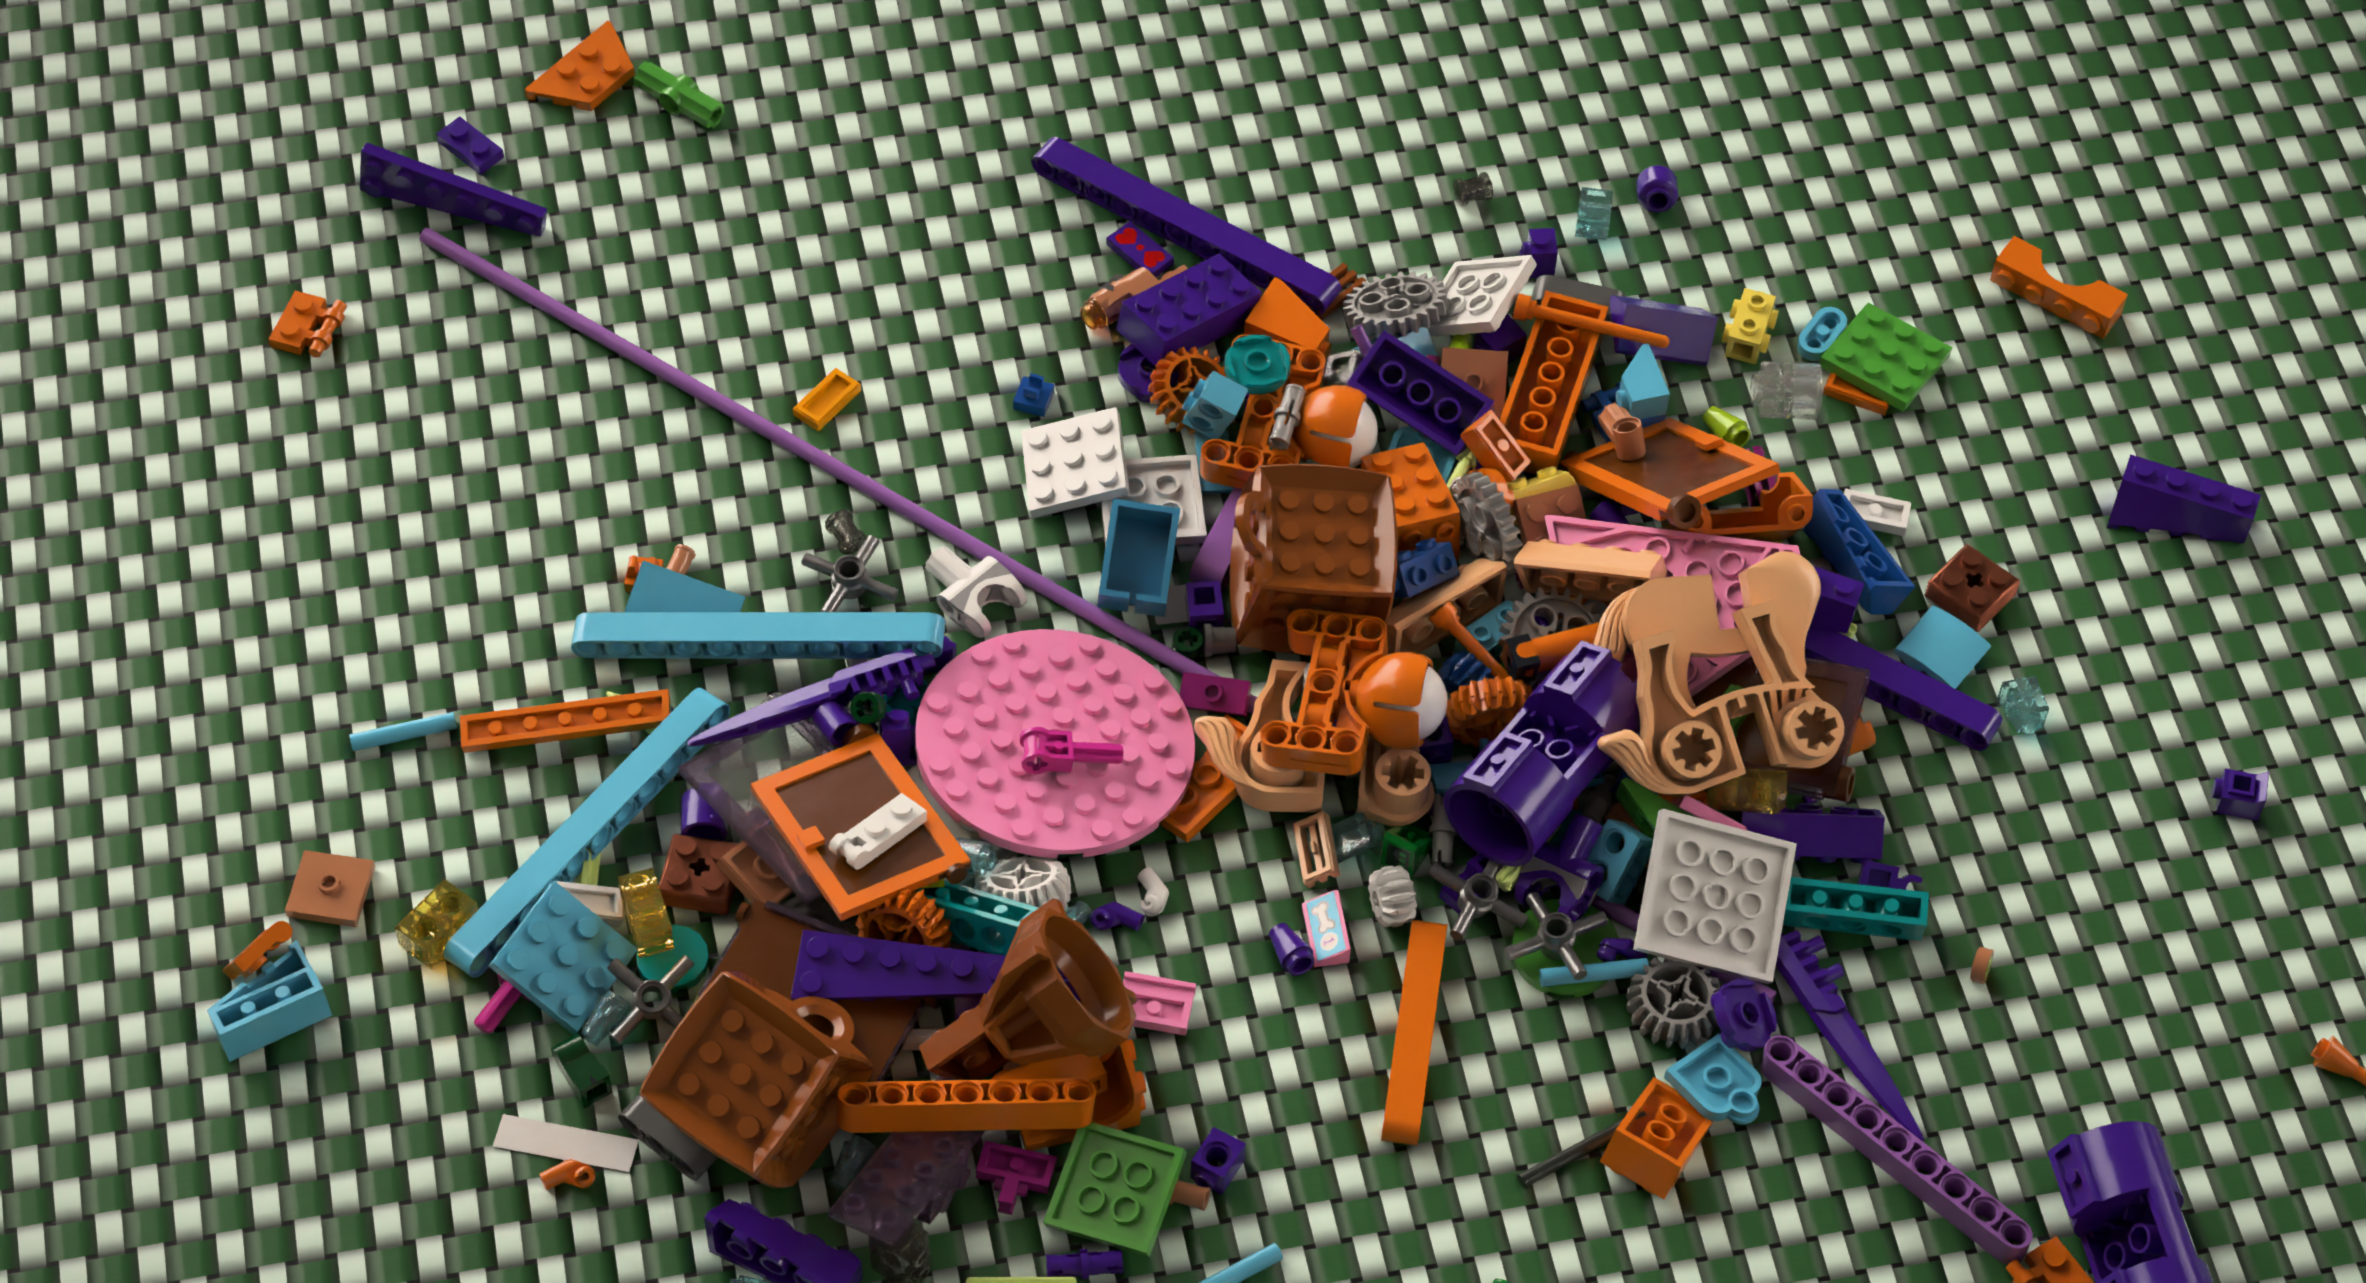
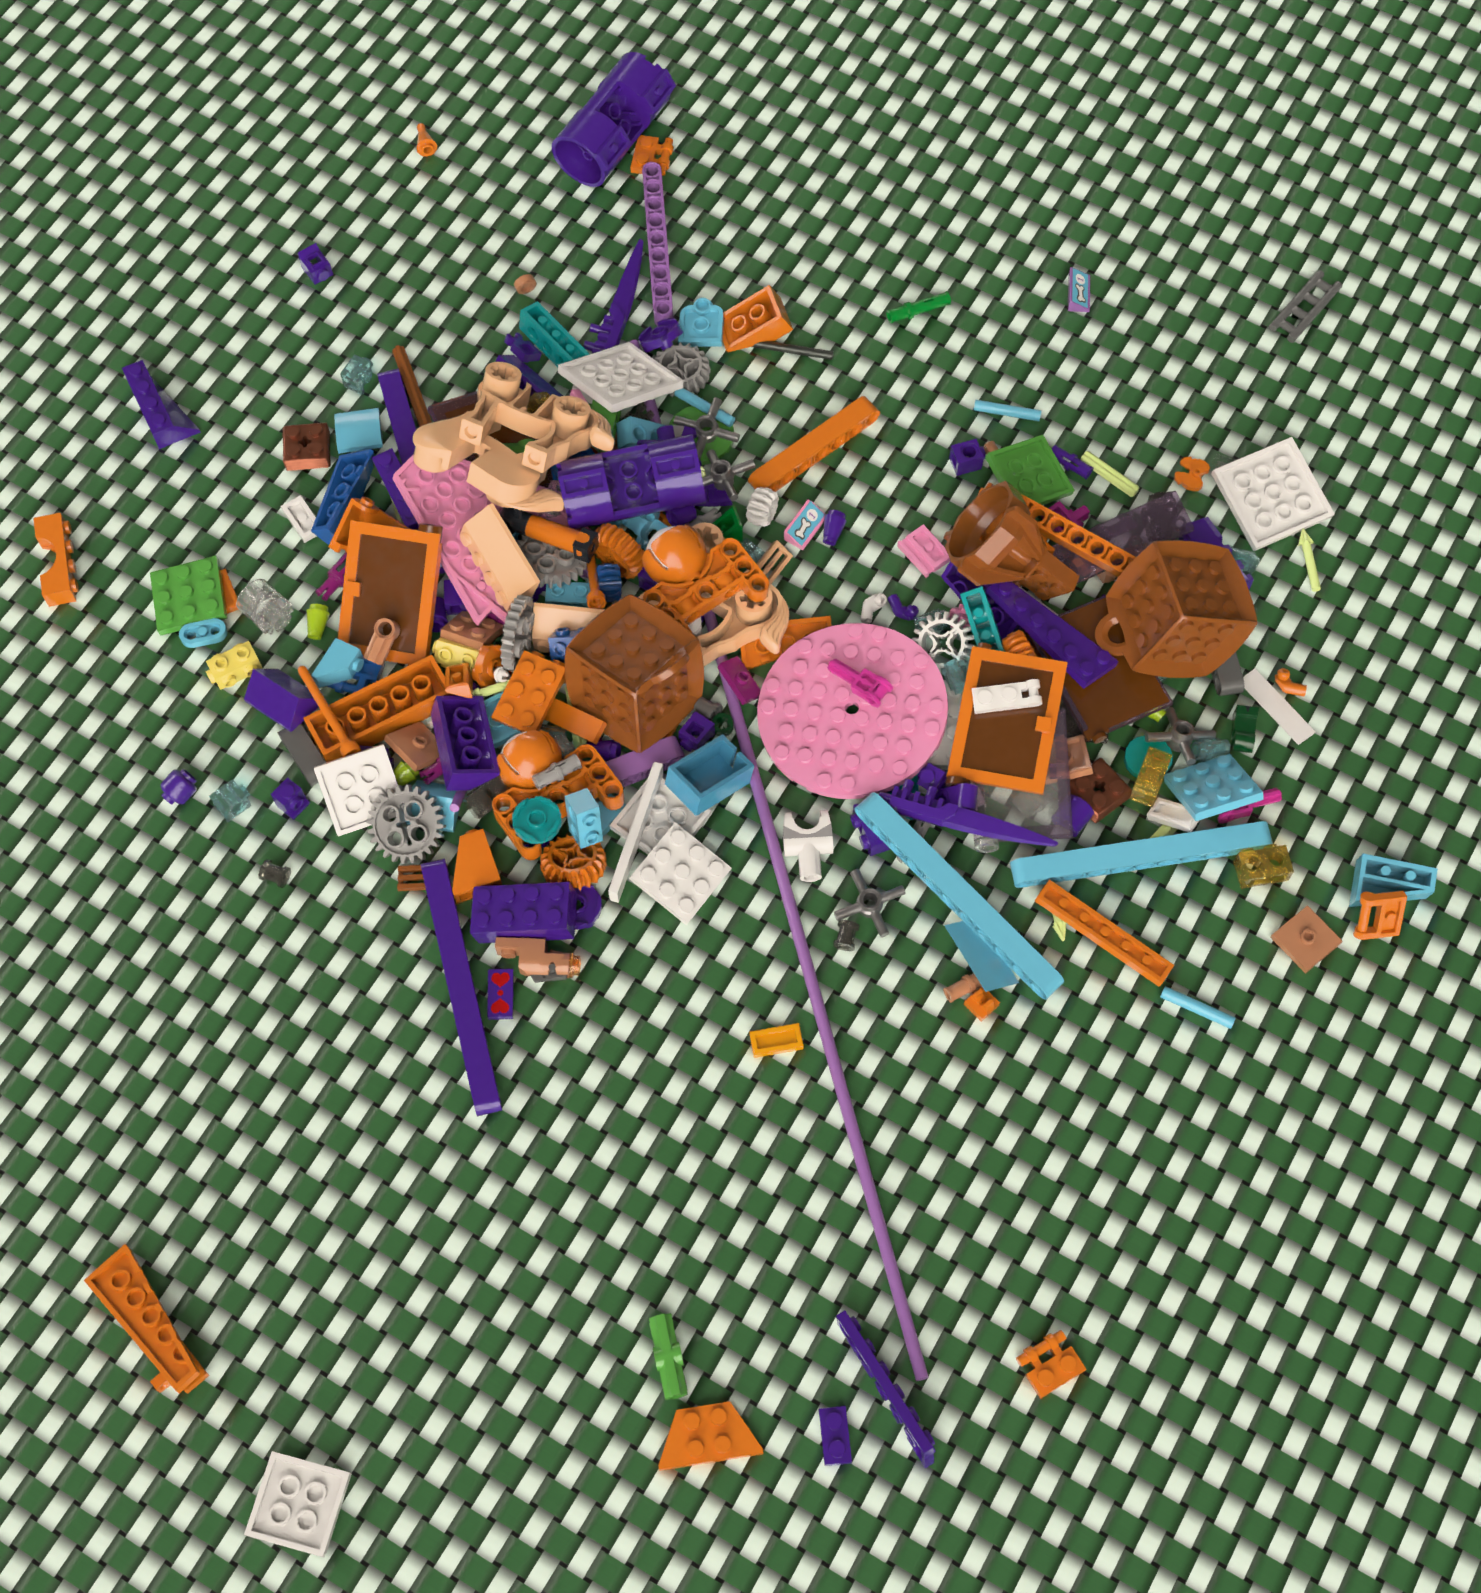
camera: 135 degrees left, 10 degrees up
(857, 707) = (942, 786): dark green bush -> none
(1034, 395) = (657, 944): blue tile -> none
(1157, 454) = (635, 832): none -> white tile
(1618, 946) = (681, 407): dark purple arm -> none
(1943, 740) = (411, 385): none -> dark orange axle

